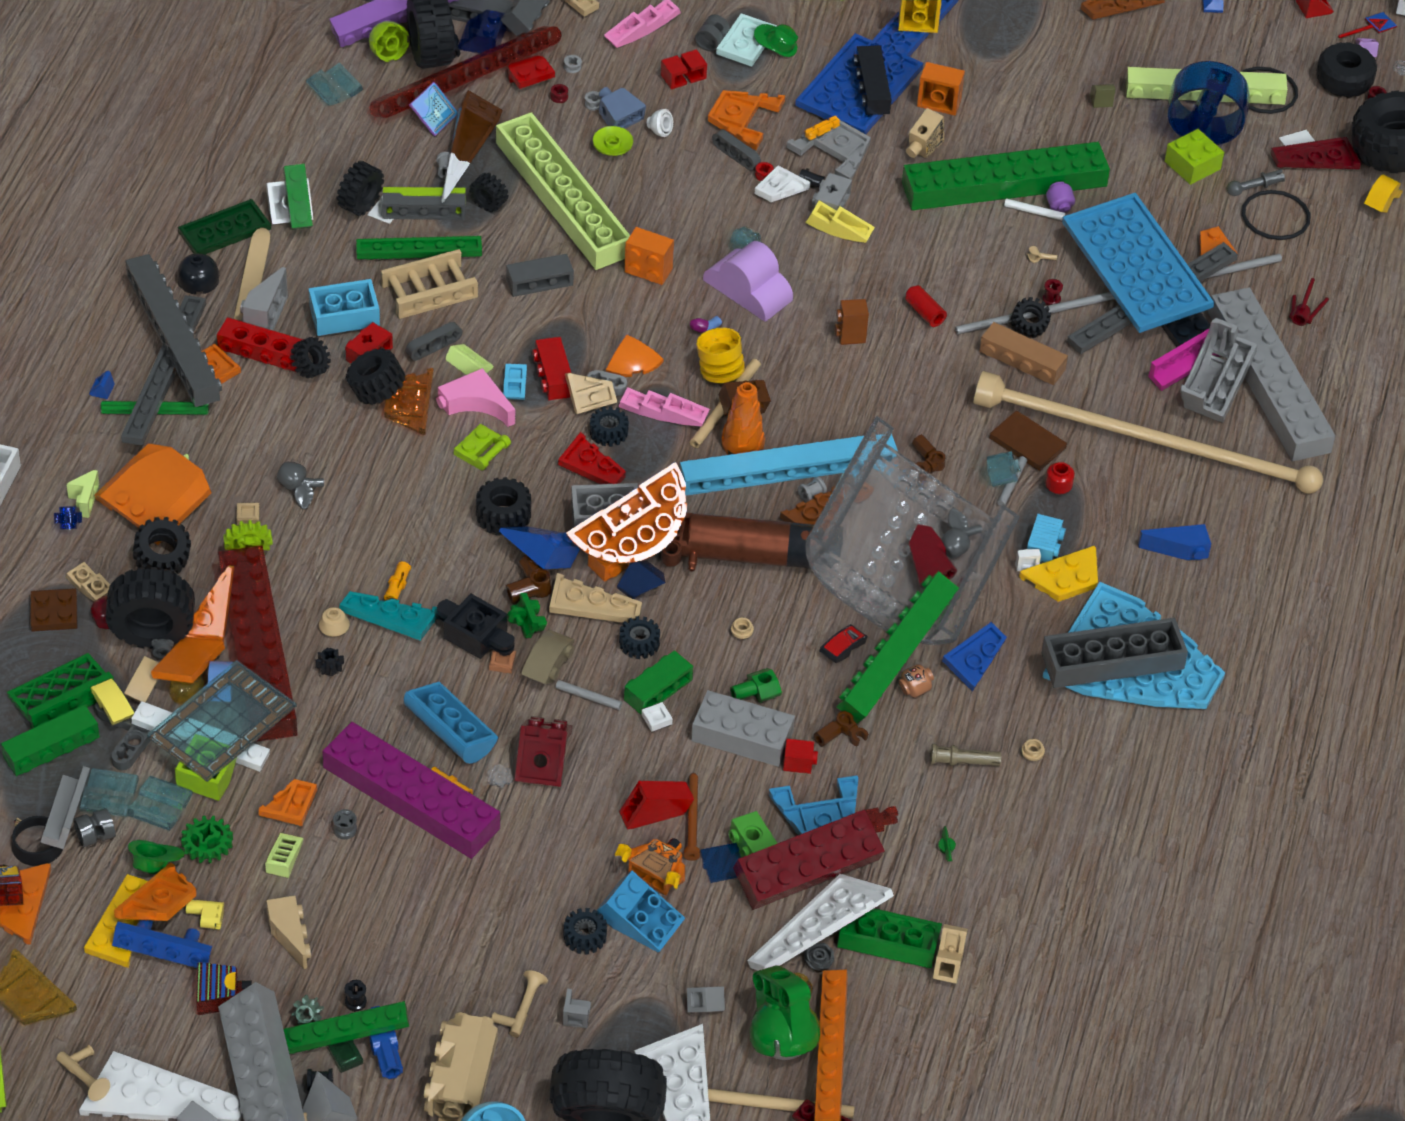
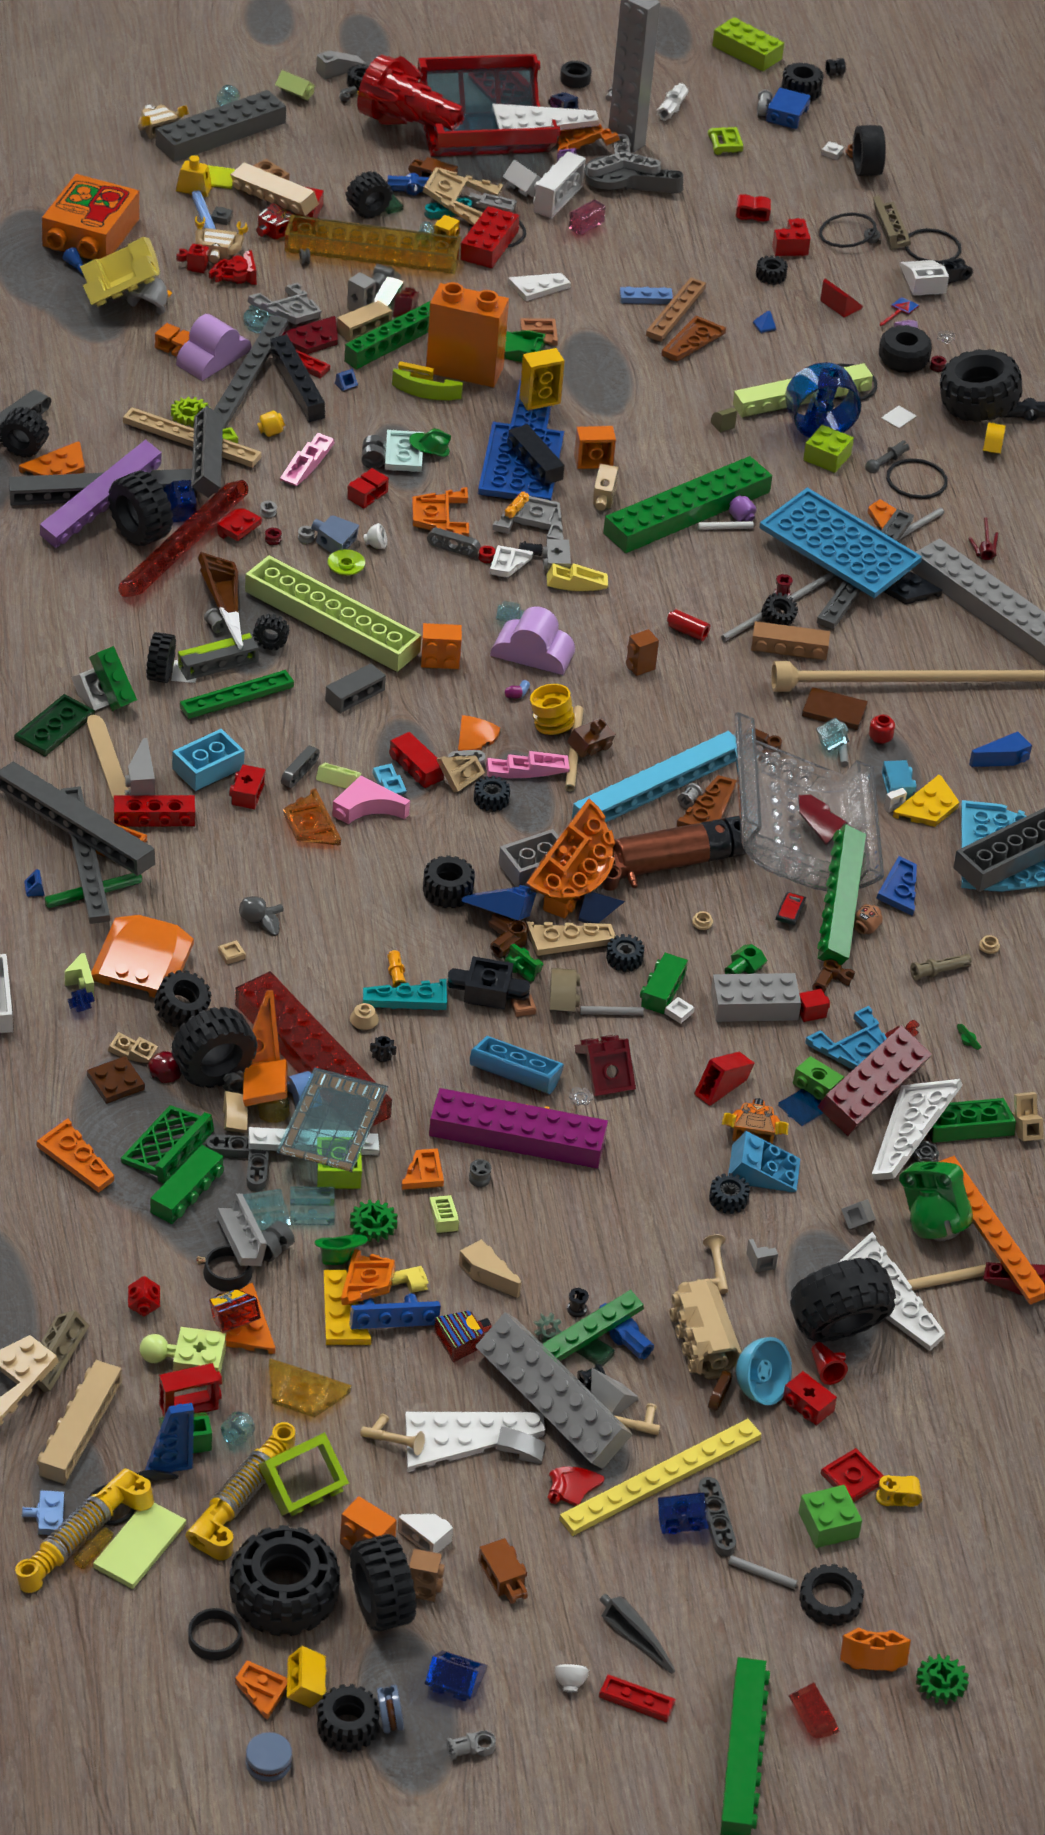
camera: 25 degrees left, 5 degrees down
(112, 701) = (222, 1132): light yellow slope -> none
(198, 274) = (59, 768): black cylinder -> none
(248, 536) = (253, 967): lime gear -> none
(302, 360) = (207, 808): black tyre -> none
(334, 85) = (73, 579): clear light blue slope -> none
(375, 376) = (274, 807): black tyre -> none
(388, 40) = (101, 529): lime cylinder -> none
(433, 109) = (177, 576): piece -> none
(433, 298) = (269, 735): tan fence -> none
(477, 443) = (389, 838): lime plate -> none
(590, 463) = (492, 827): red wing -> none
(692, 852) = (775, 1104): dark orange bar -> none
(744, 422) = (609, 757): orange cone -> none
(957, 538) = (831, 794): dark grey piece -> none
(1035, 255) = (749, 561): tan hand -> none
(1177, 363) = (922, 608): dark pink fence -> none
(1216, 381) = (945, 612): light grey piece -> none
(1324, 154) = (926, 420): dark red wing -> none

